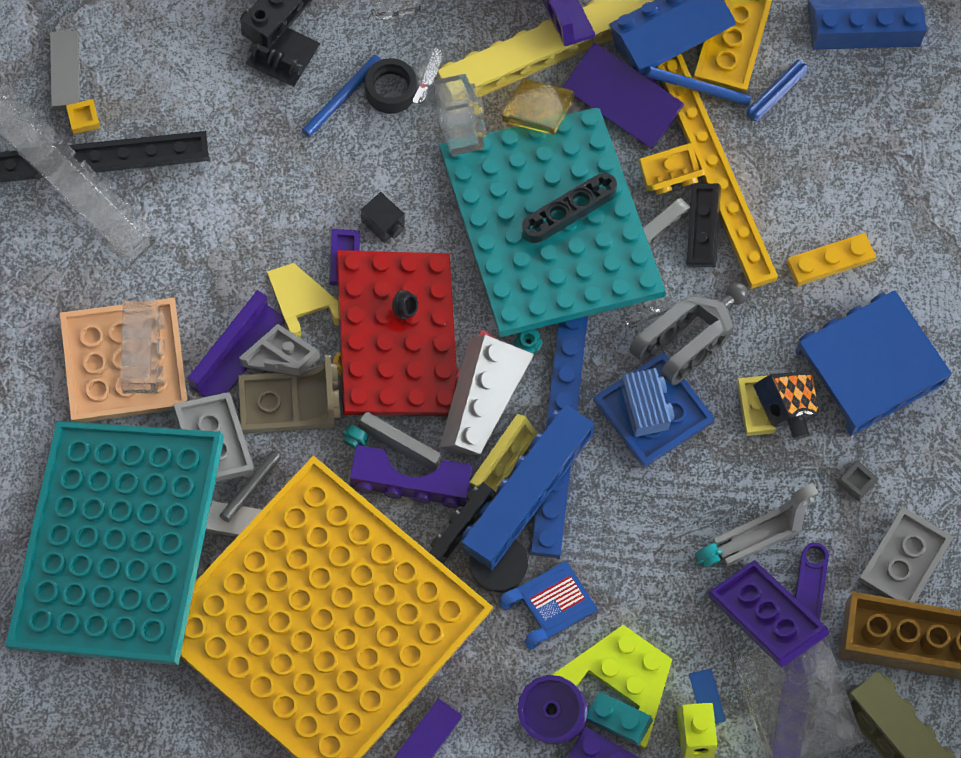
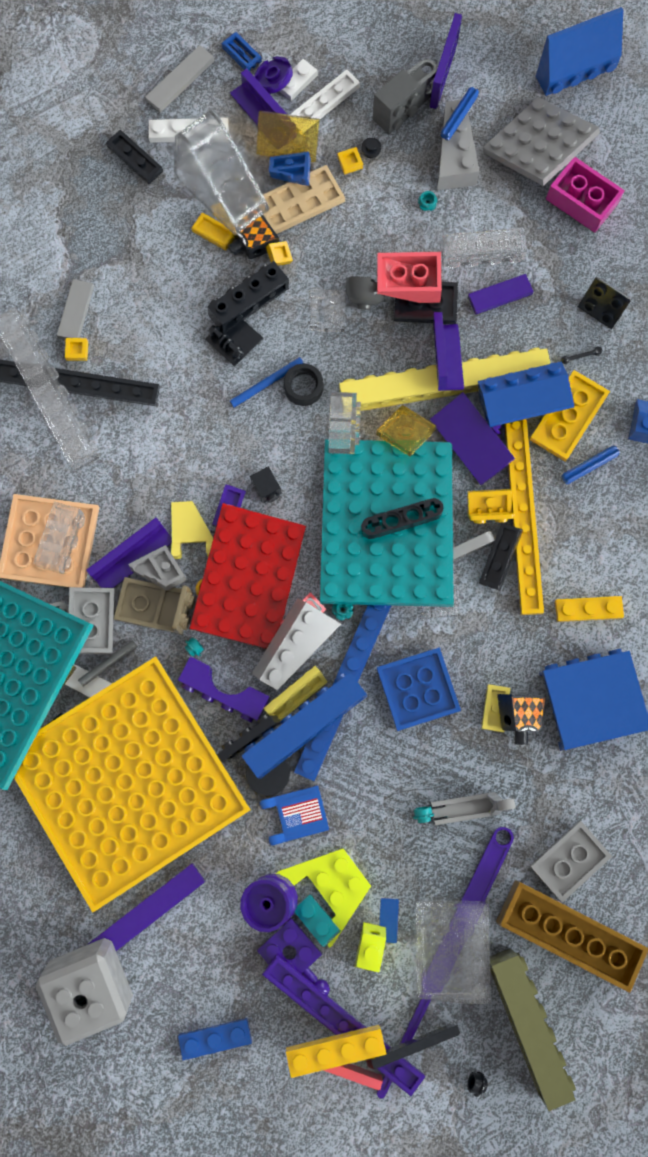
camera: 25 degrees right, 10 degrees up
(400, 441) = (226, 662): light grey tile -> none
(404, 304) = (257, 559): black plate -> none
(426, 75) = (330, 384): clear plate -> none
(646, 402) = (412, 685): medium blue brick -> none
(678, 318) = (486, 626): dark grey piece -> none
(698, 86) = (530, 446): blue bar -> none
(768, 613) = (451, 878): dark purple tile -> none
(857, 480) = (554, 787): dark grey tile -> none

